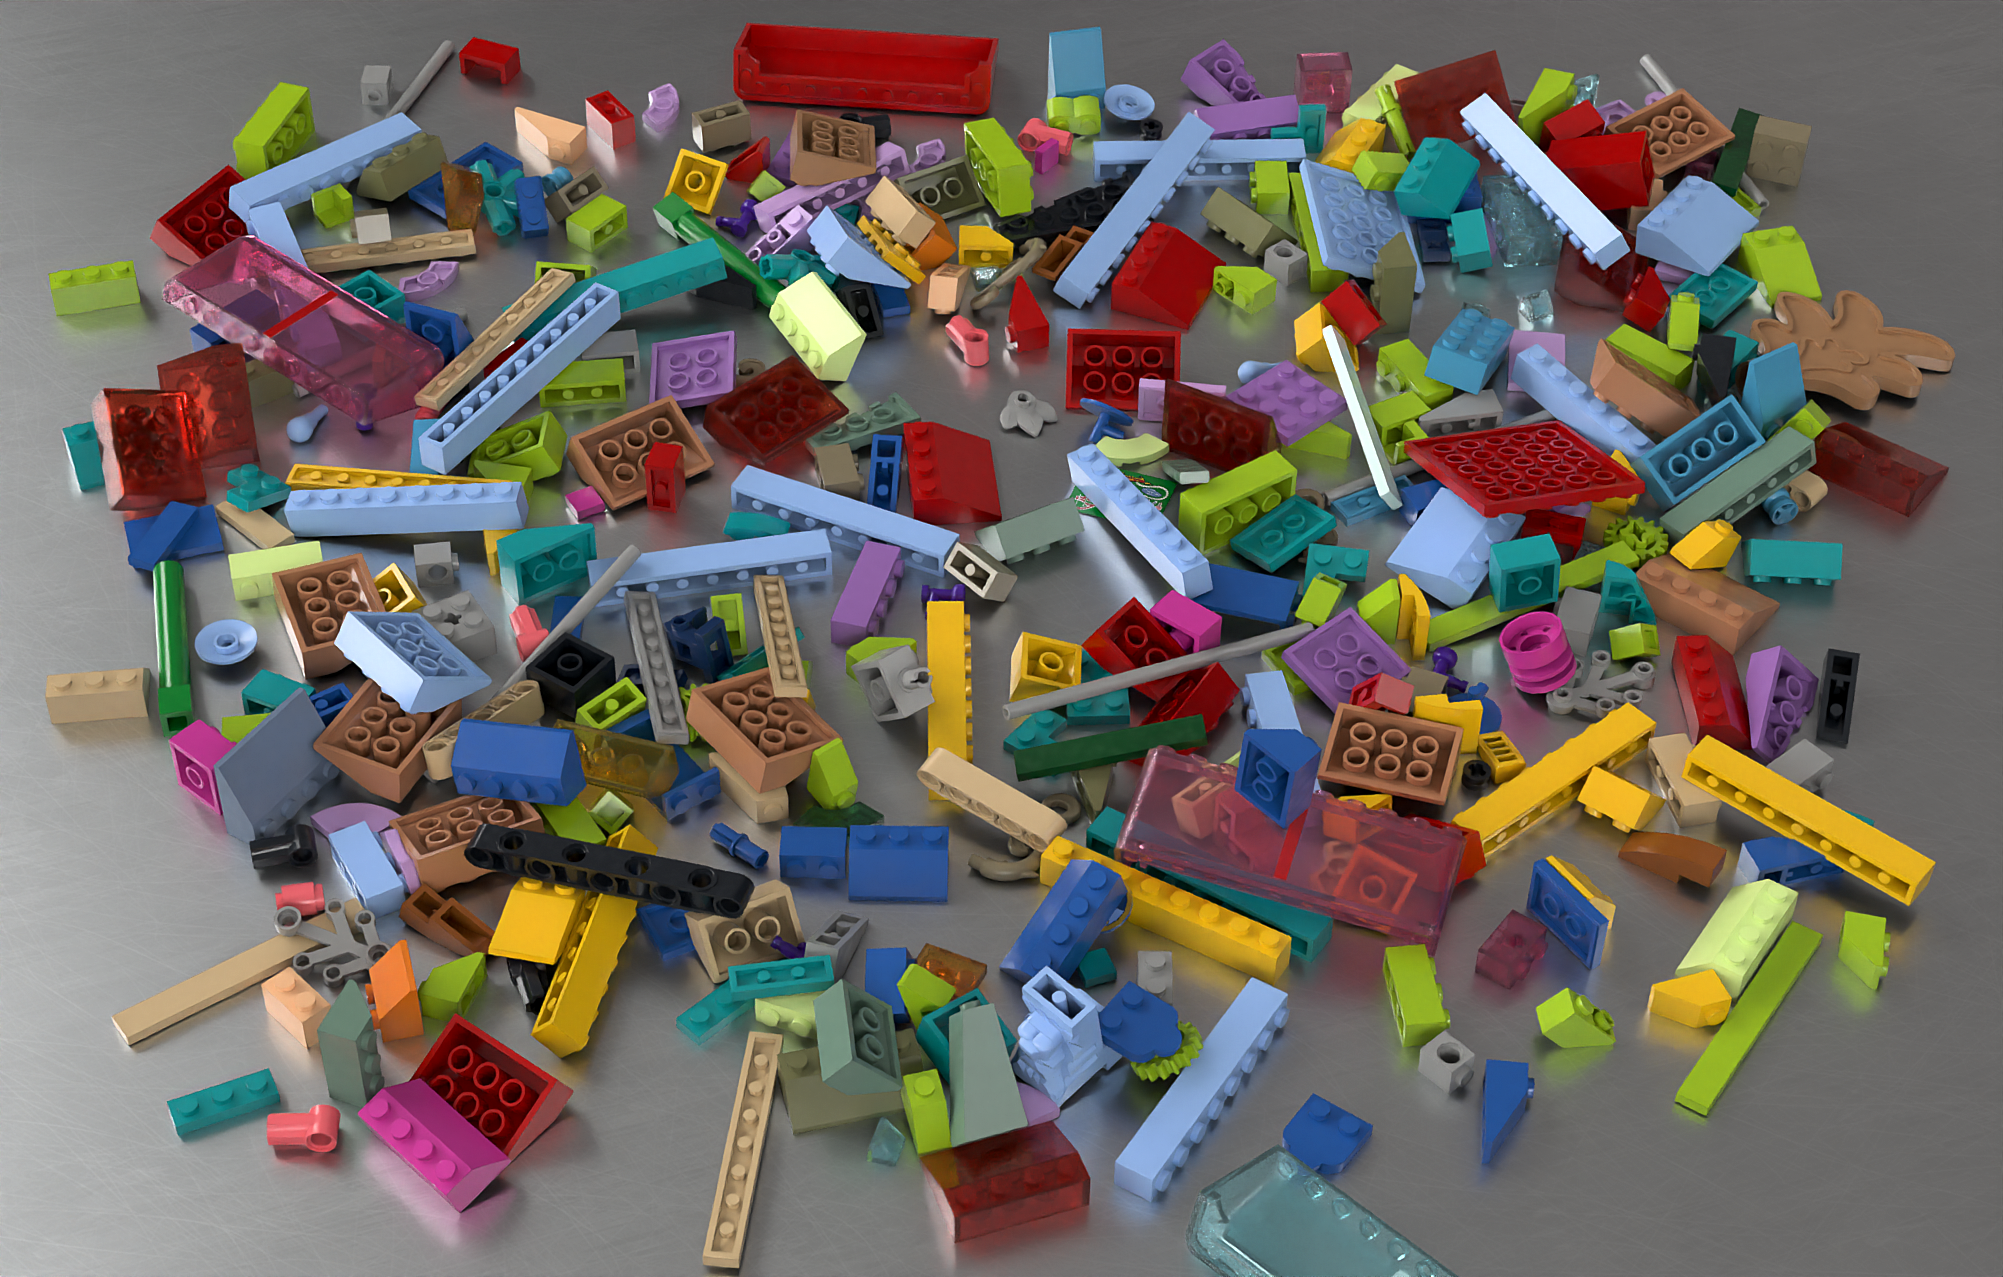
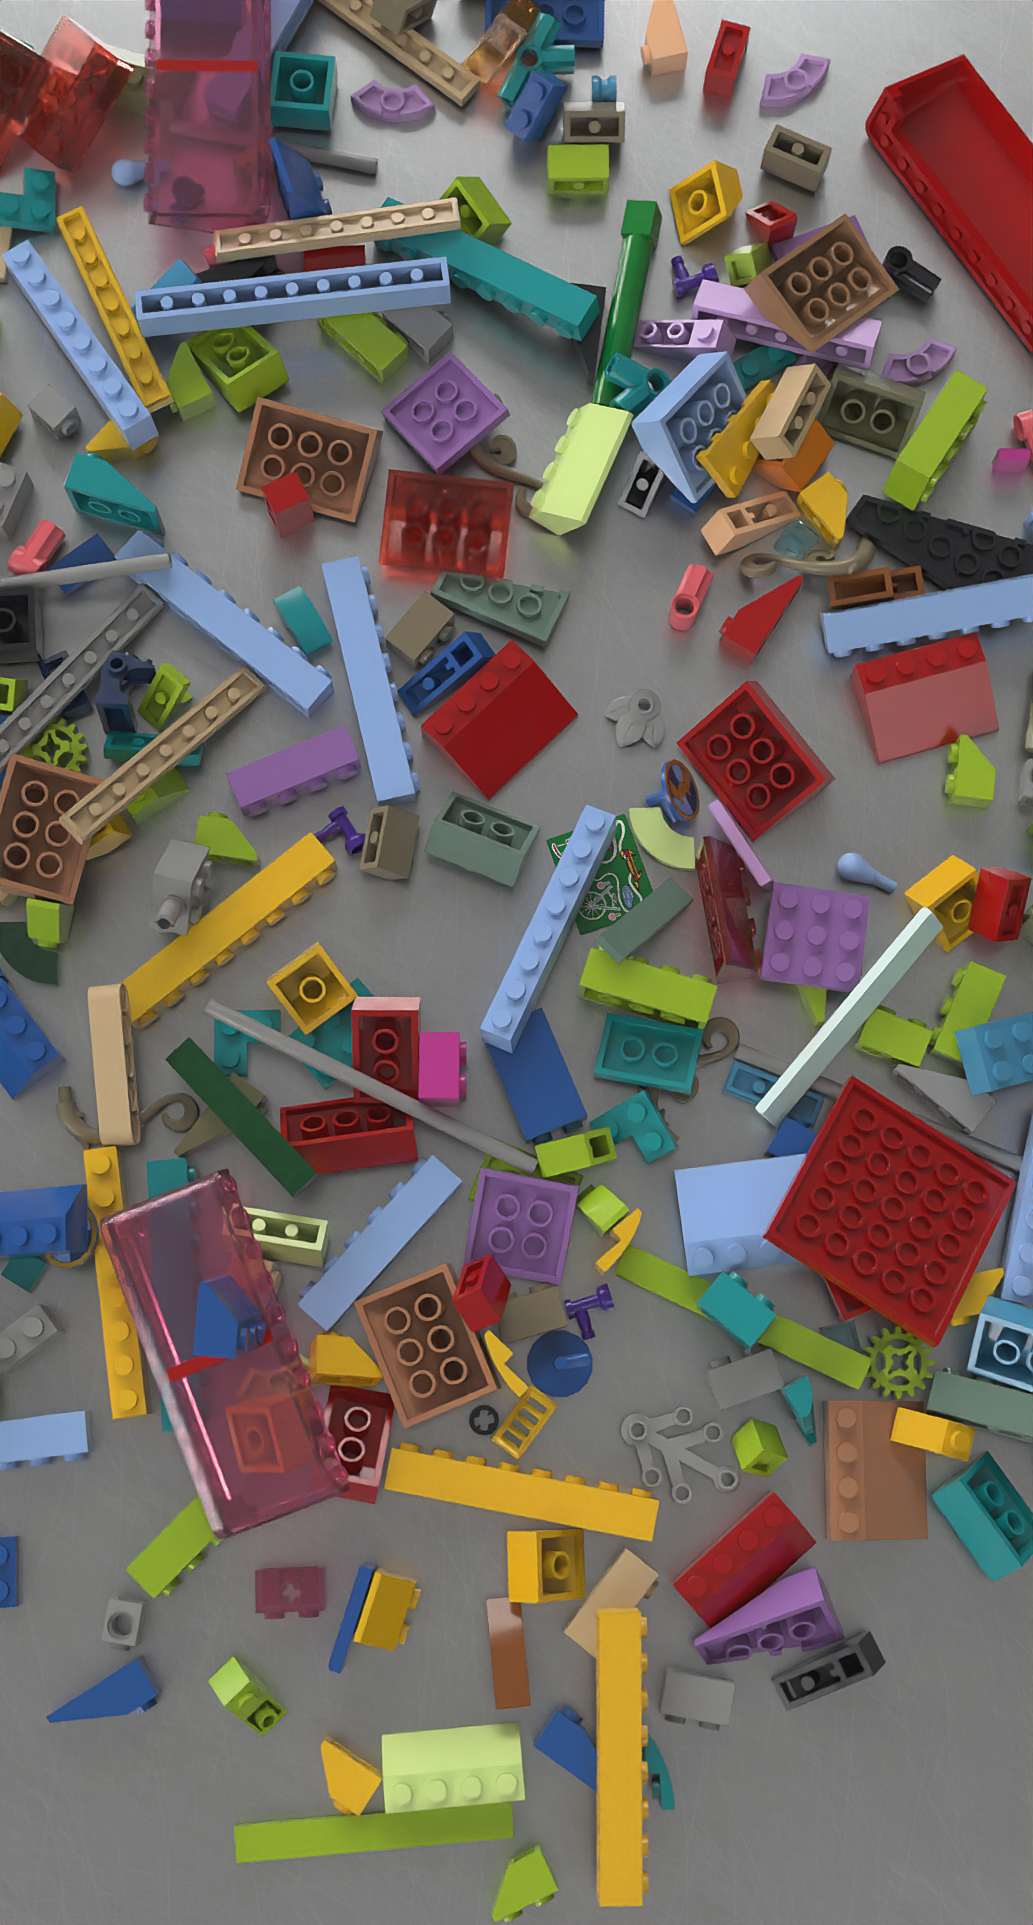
camera: 50 degrees right, 35 degrees up
(585, 502) = (226, 460): dark pink tile -> none
(1395, 451) = (865, 1069): lime panel -> none
(1538, 652) = (653, 1366): dark pink wheel -> none

